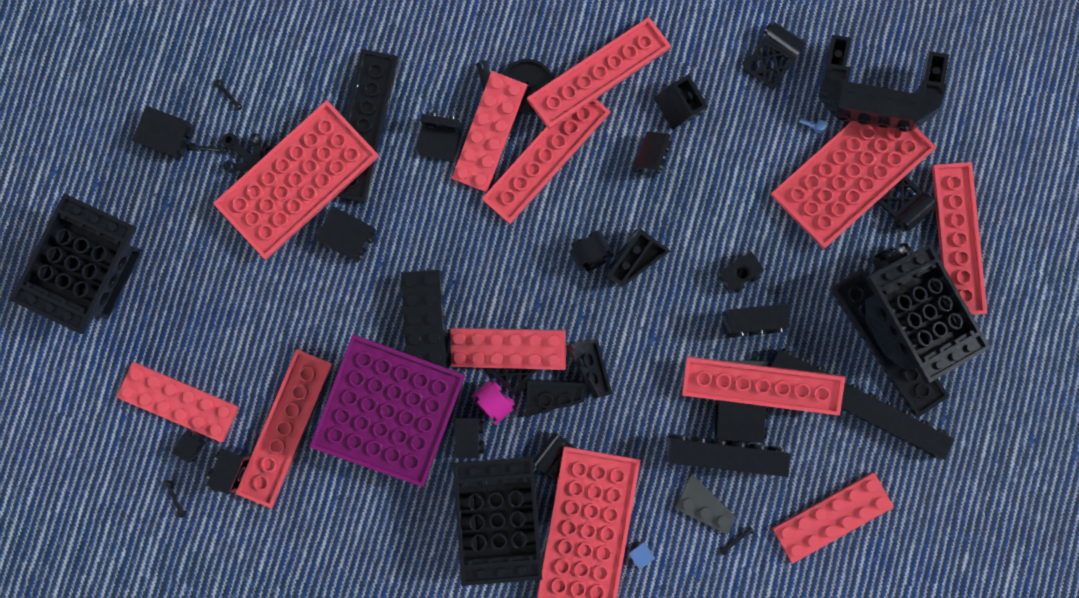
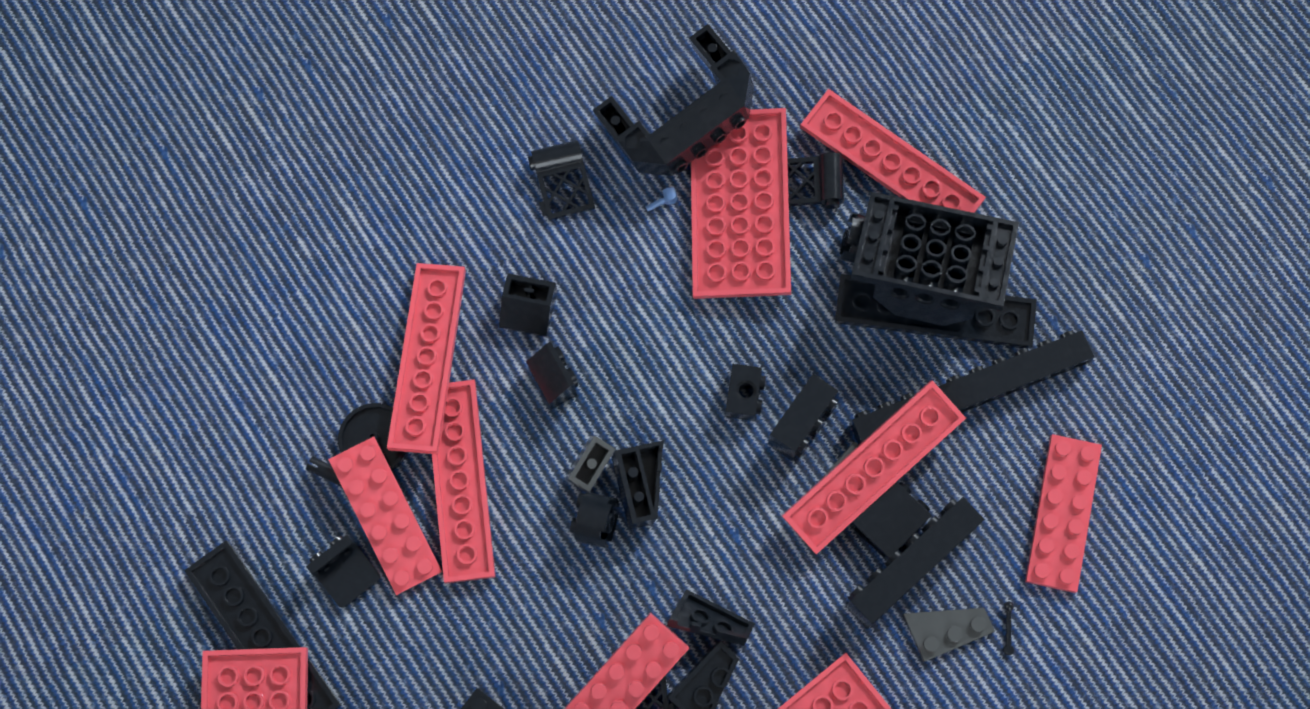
camera: 45 degrees left, 10 degrees down
(620, 220) = (590, 463): none -> dark grey brick

